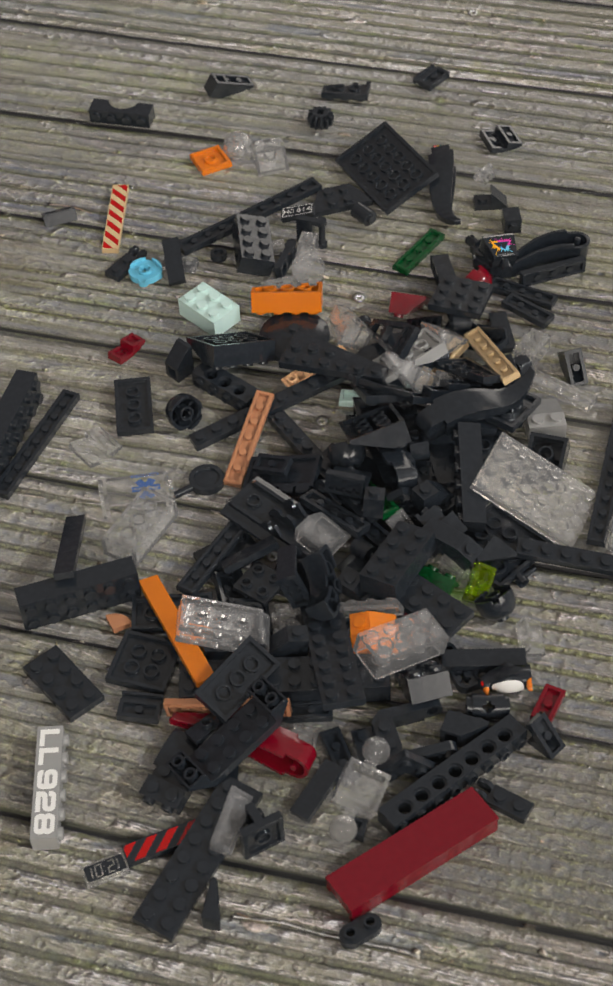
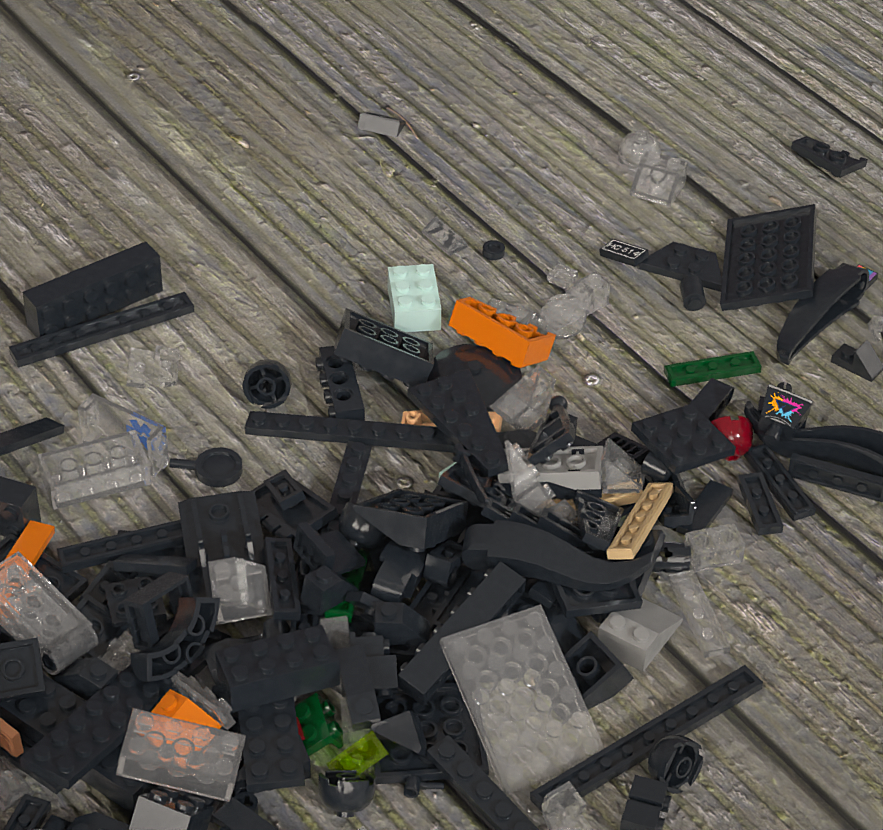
camera: 35 degrees right, 5 degrees down
(115, 219) = (431, 156): tan tile -> none
(121, 267) = (391, 206): black hinge -> none
(128, 347) = (298, 289): dark red slope -> none
(133, 406) = (231, 350): black plate -> none
(137, 116) = (571, 66): black arch -> none
(153, 271) = (407, 231): medium azure plate -> none
(173, 261) = (434, 229): black tile -> none
(180, 361) = (321, 329): black slope -> none
(210, 160) = (596, 150): orange tile -> none
(225, 85) = (698, 81): black slope -> none
(248, 439) = (301, 448): nougat tile -> none
(253, 245) = (530, 257): black brick -> none
(264, 208) = (569, 228): black plate -> none
(285, 259) = (539, 296): black hinge -> none
(307, 224) = (607, 268): black plate -> none
(320, 118) = (763, 168): black gear -> none
(406, 304) = (621, 410): dark red slope -> none
(511, 220) = (855, 394): black brick -> none
(573, 366) = (738, 596): black slope -> none

